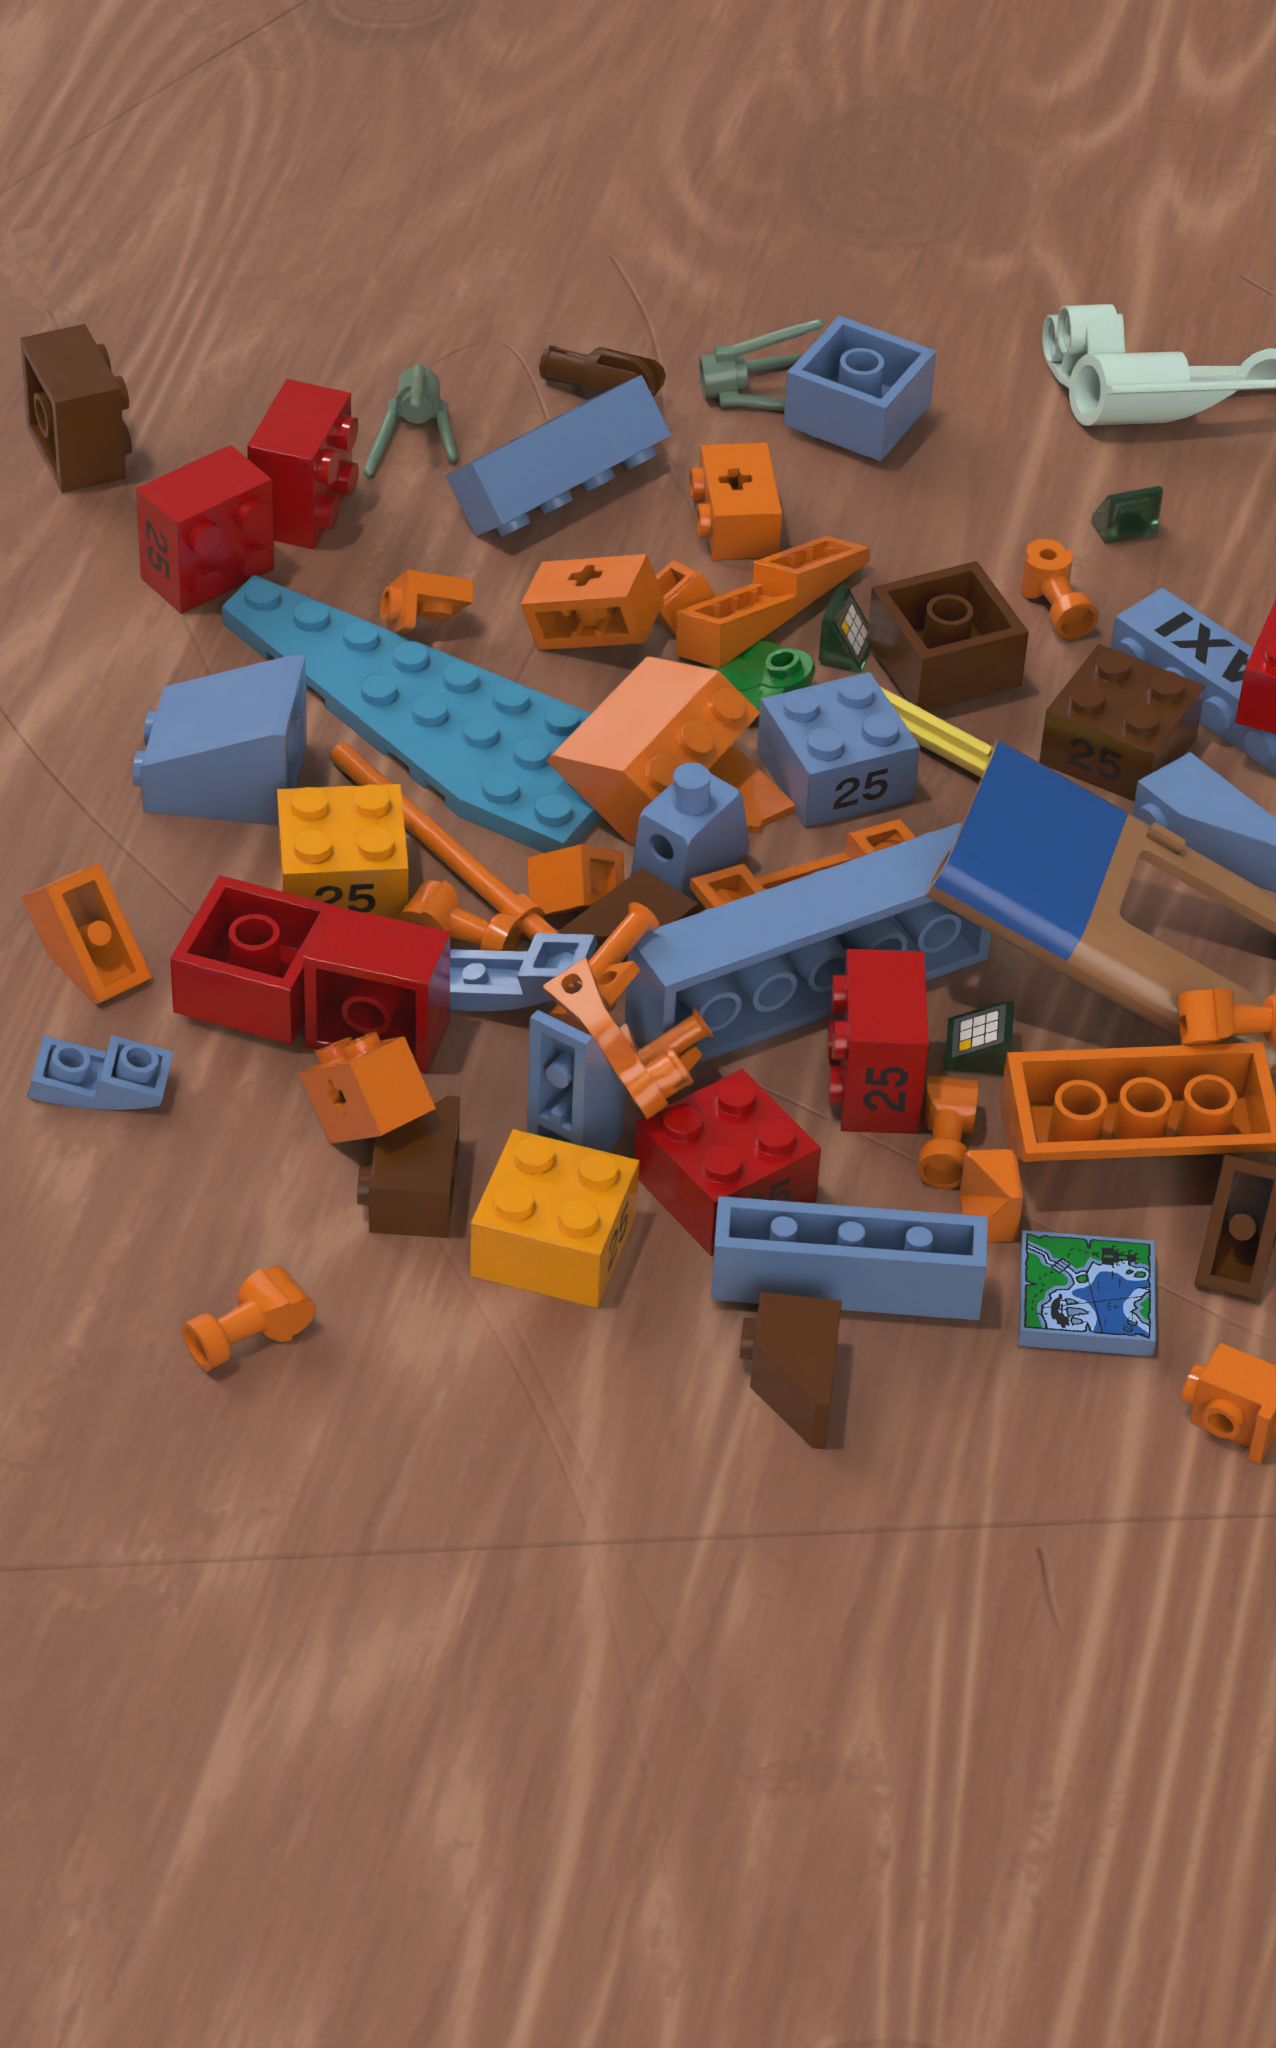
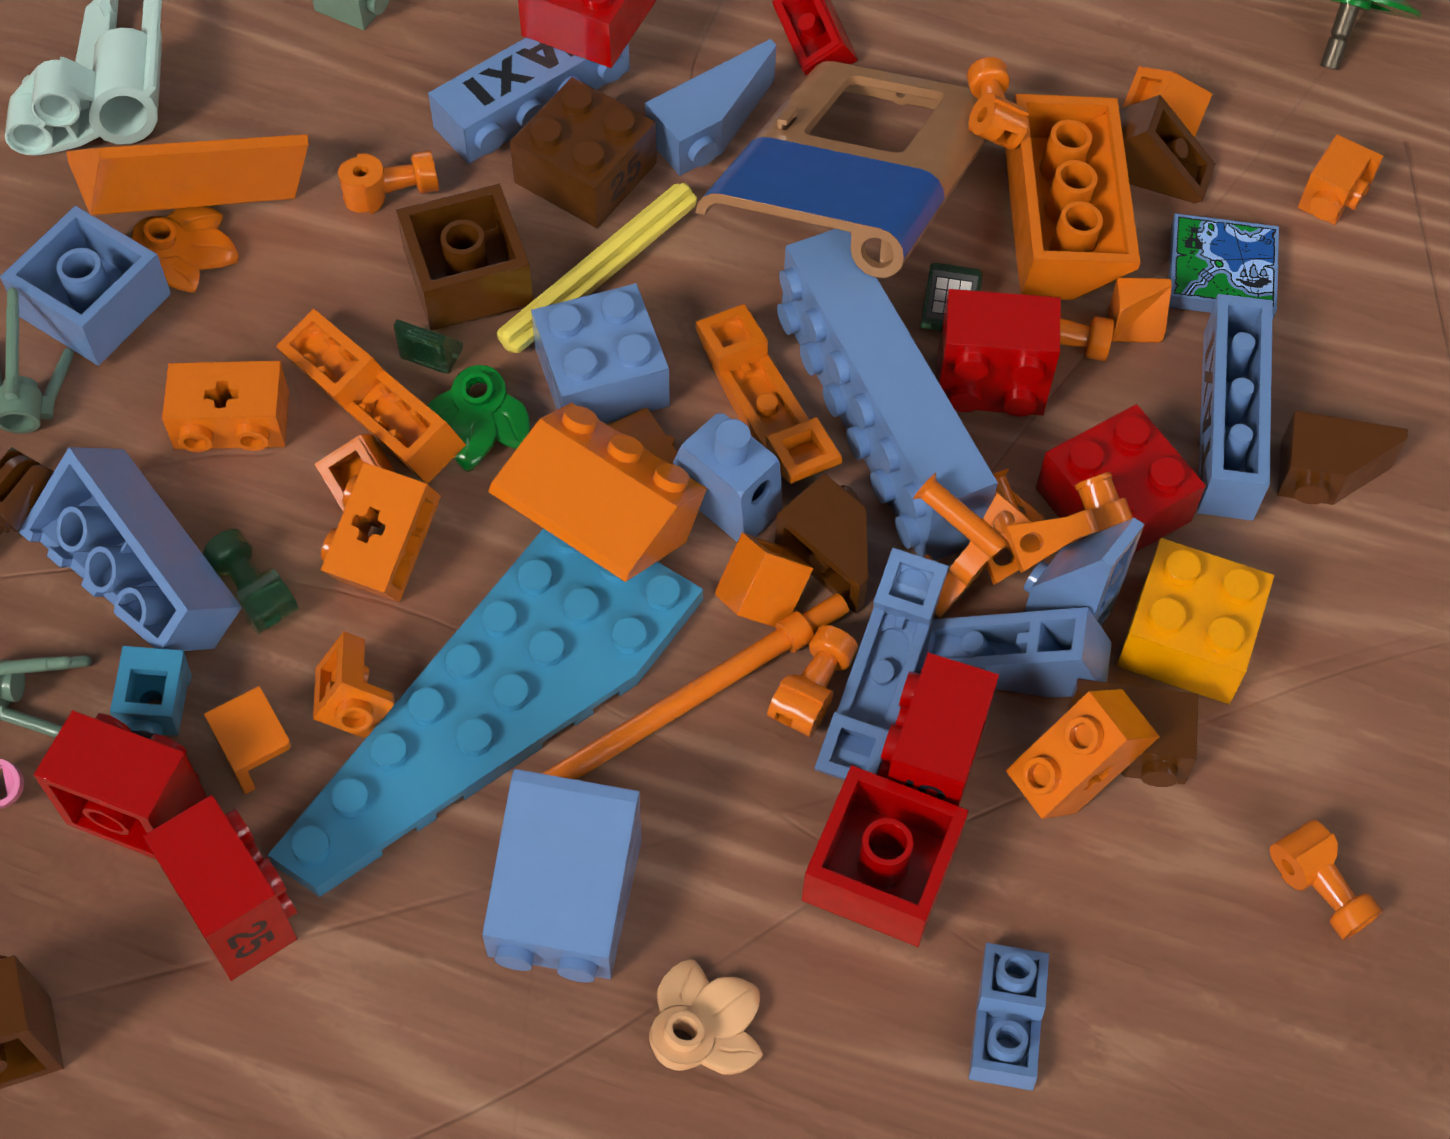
camera: 85 degrees left, 15 degrees up
(87, 933) = (822, 1025): orange slope -> none
(116, 848) = (711, 1014): none -> light nougat plate
(345, 846) = (726, 776): light orange brick -> none
(370, 537) = (247, 734): none -> orange panel
(408, 482) = (149, 676): none -> dark azure brick
(495, 1083) = (1029, 650): none -> medium blue slope
(524, 547) = (261, 595): none -> clear green leg
(941, 464) = (188, 244): none -> orange plate
(1010, 427) = (188, 173): none -> orange slope
(1128, 515) = (288, 111): clear green slope -> none

